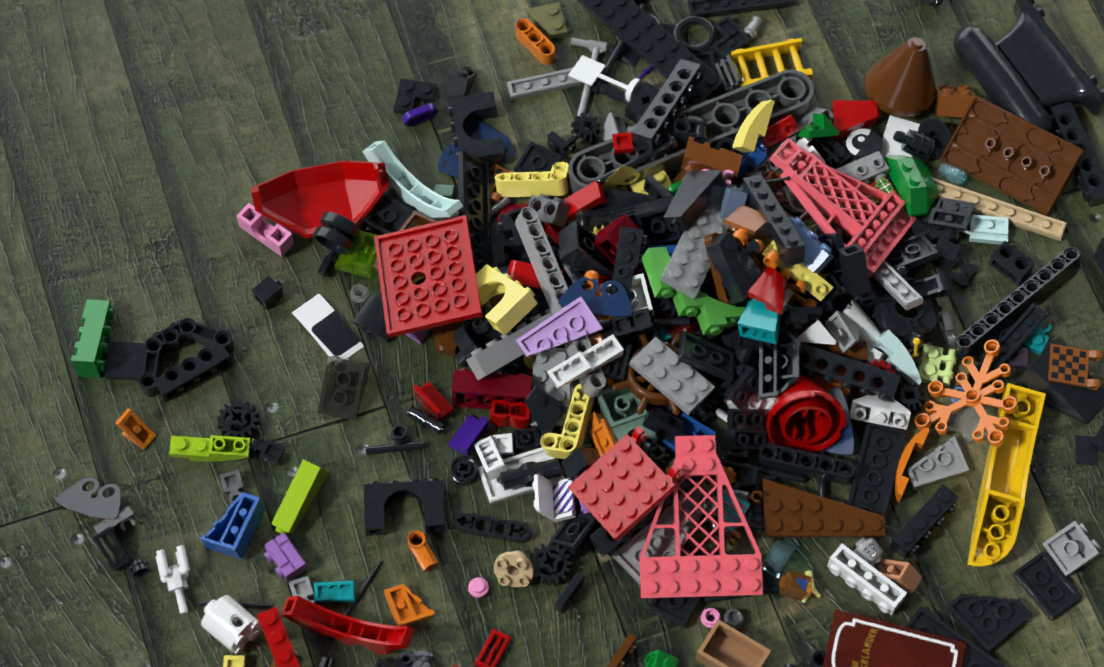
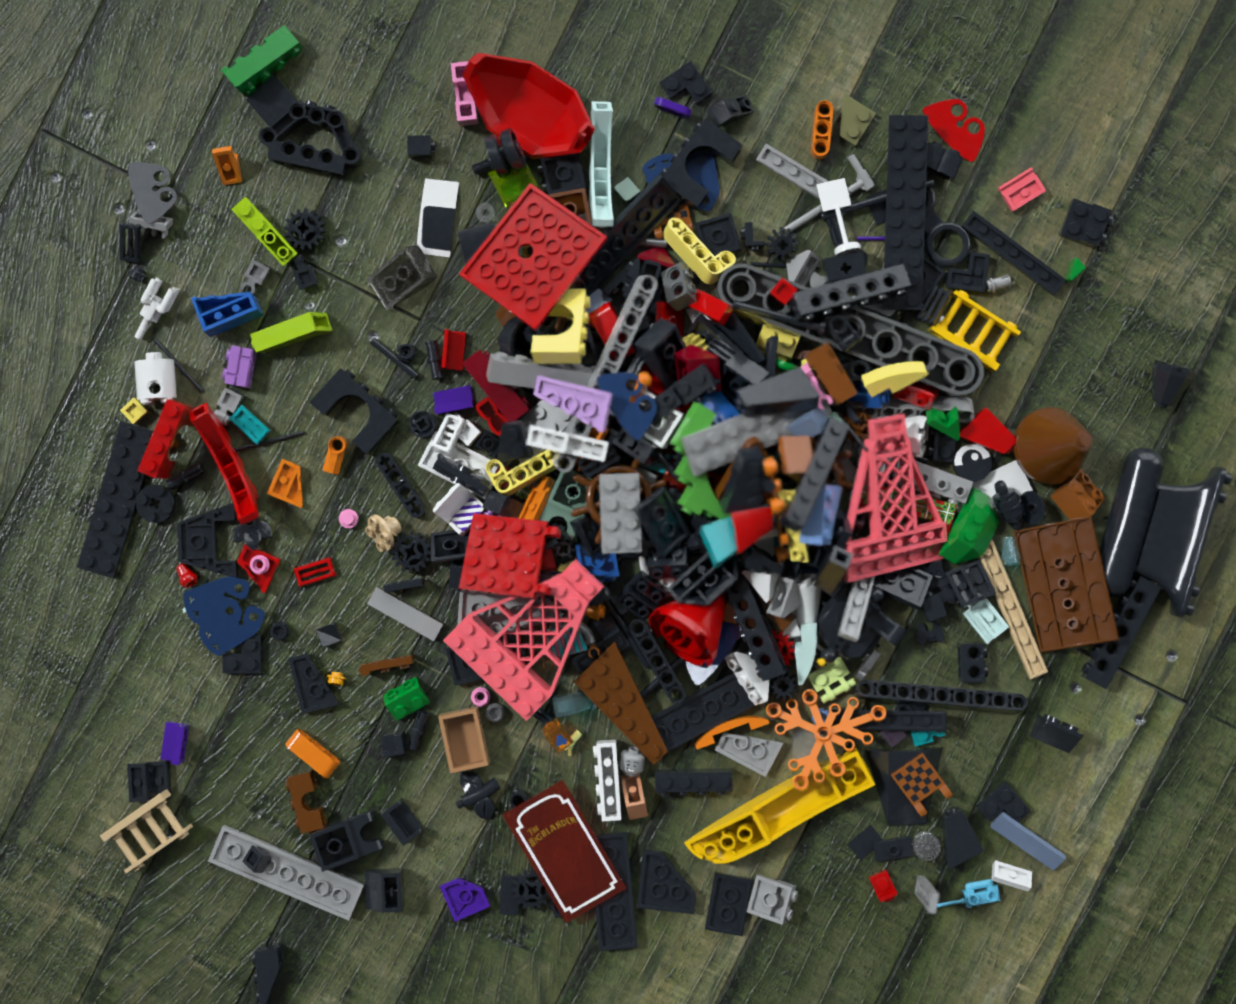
camera: 50 degrees right, 25 degrees up
(592, 614) = (405, 614): none -> light grey tile

